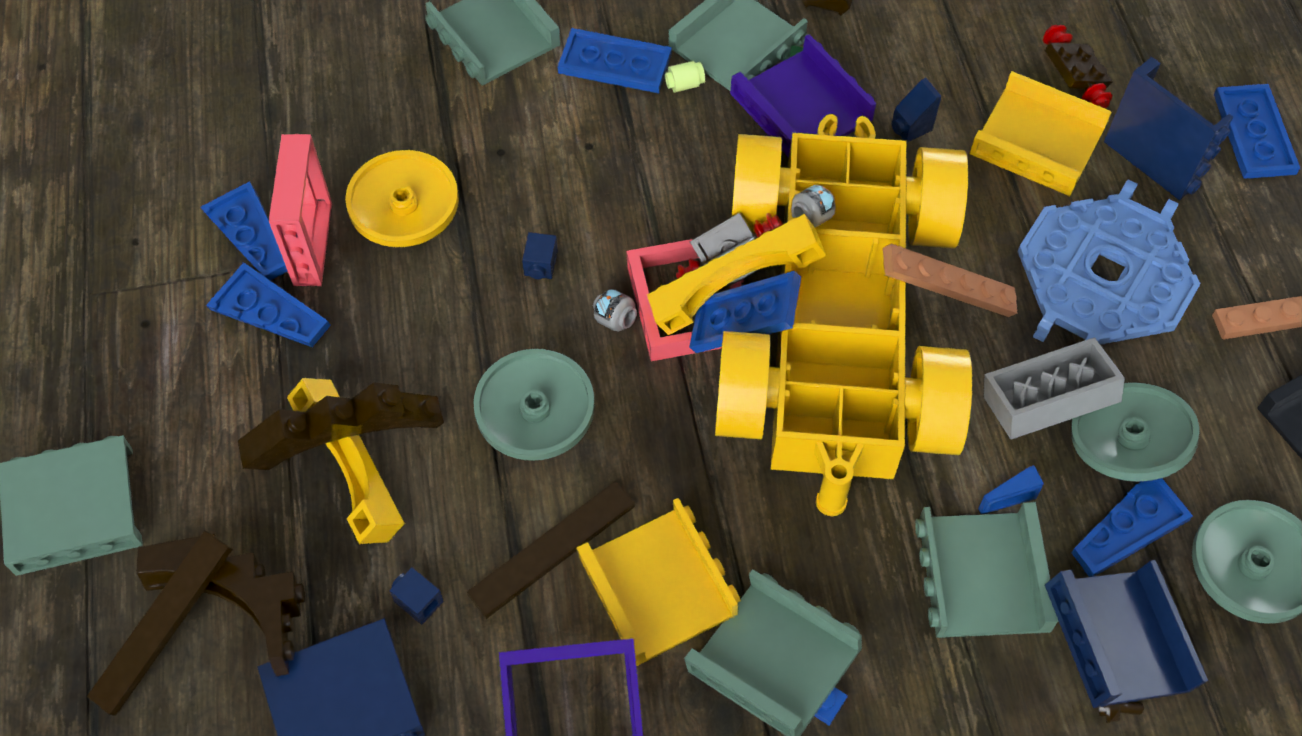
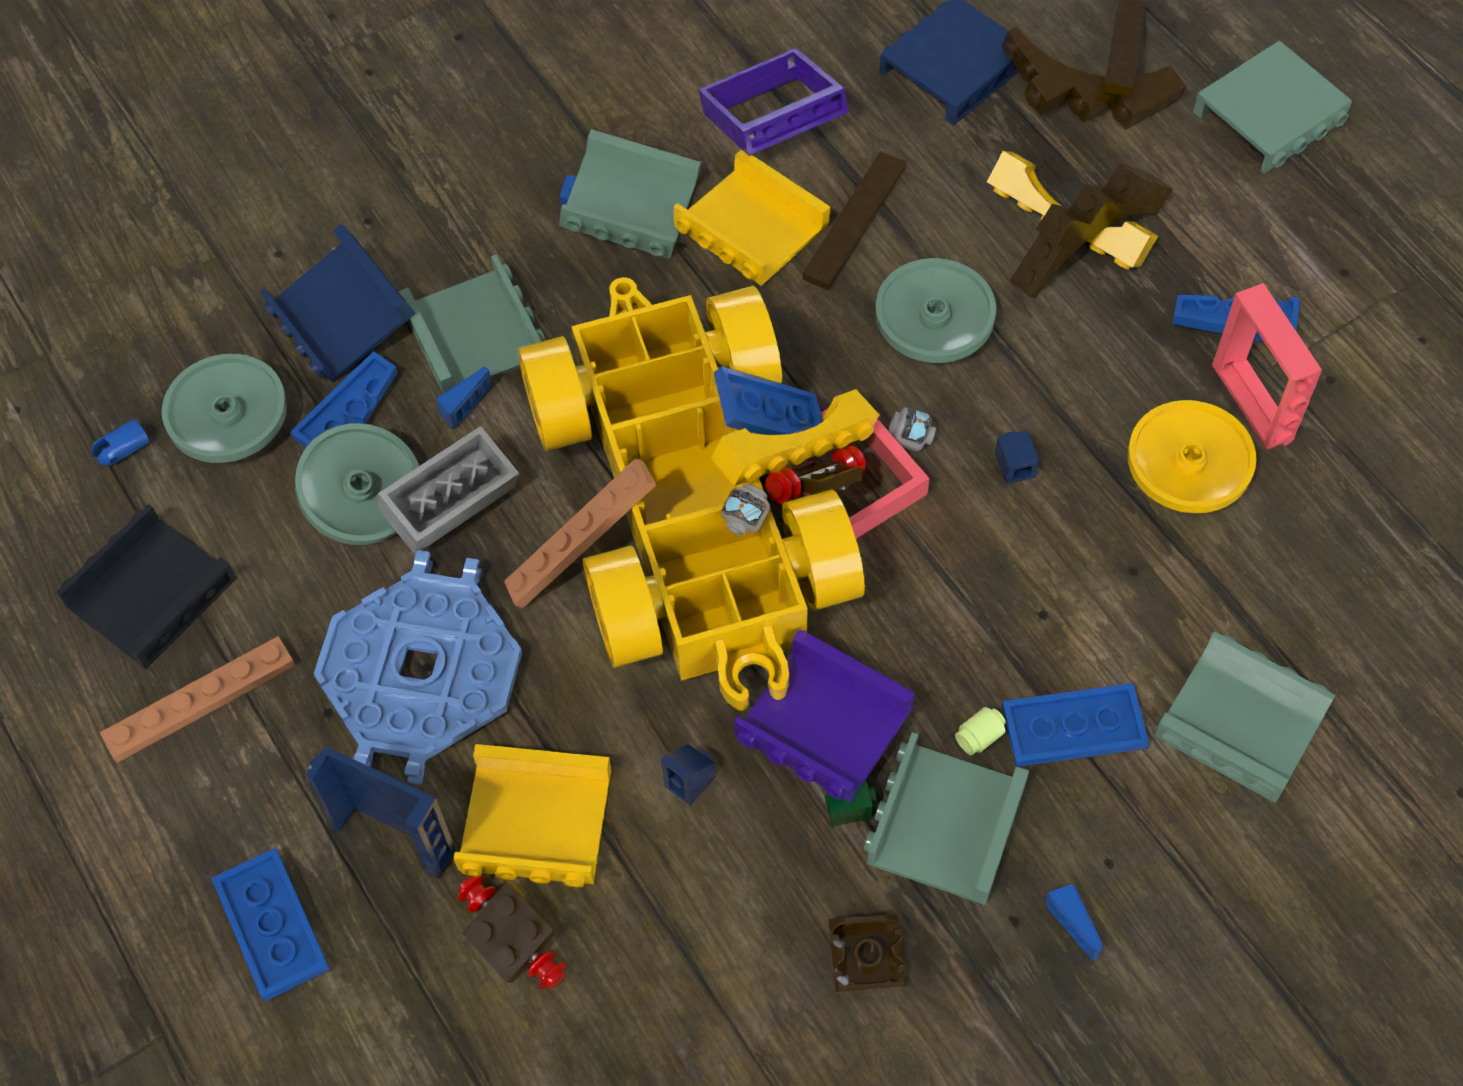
camera: 160 degrees right, 0 degrees up
(247, 226) = (1335, 391): blue wing -> none
(416, 595) = (944, 142): dark blue brick -> none

